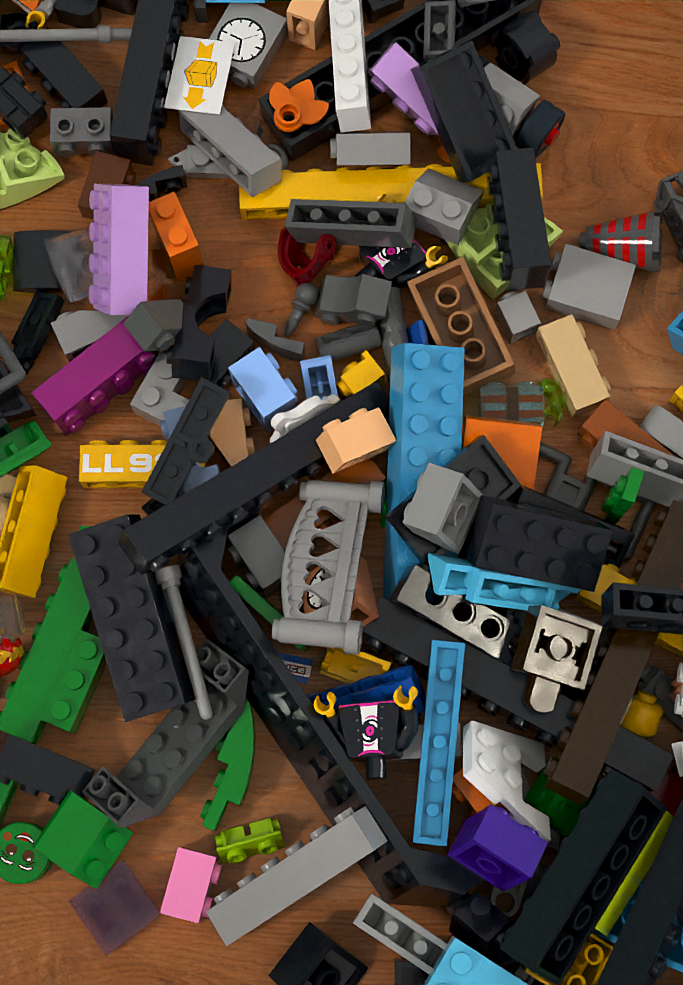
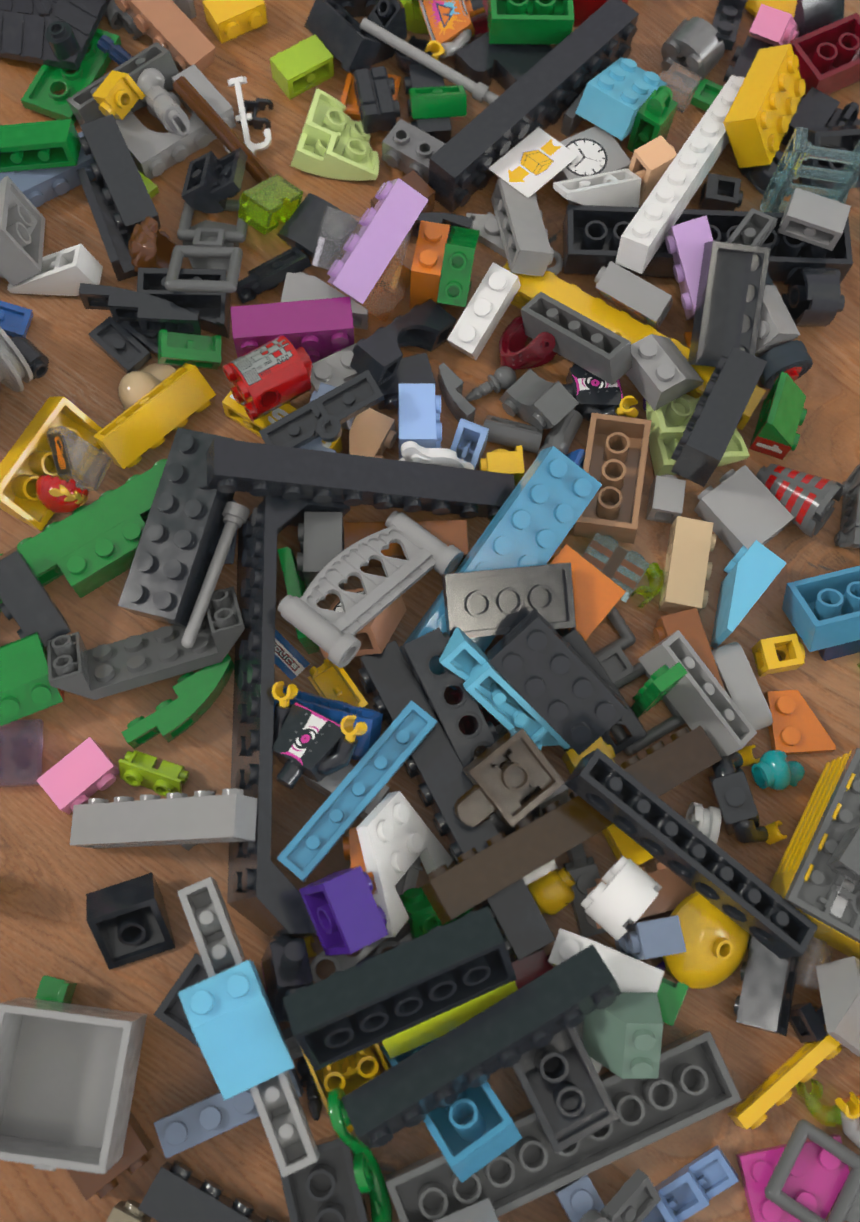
camera: 25 degrees right, 5 degrees down
(73, 69) = (438, 102): none -> green slope
(111, 434) = (269, 376): none -> red cylinder
(156, 323) = (363, 312): dark grey slope -> none
(204, 220) = (457, 266): none -> green window
(251, 247) = (484, 311): none -> white brick
(281, 62) = (611, 188): none -> white slope
(298, 102) = (596, 224): orange plate -> none
(355, 439) = (461, 501): light nougat brick -> none
(442, 507) = (494, 596): light grey slope -> none
(567, 181) = (779, 419): none -> green slope
(632, 357) = (747, 579): none -> medium azure slope

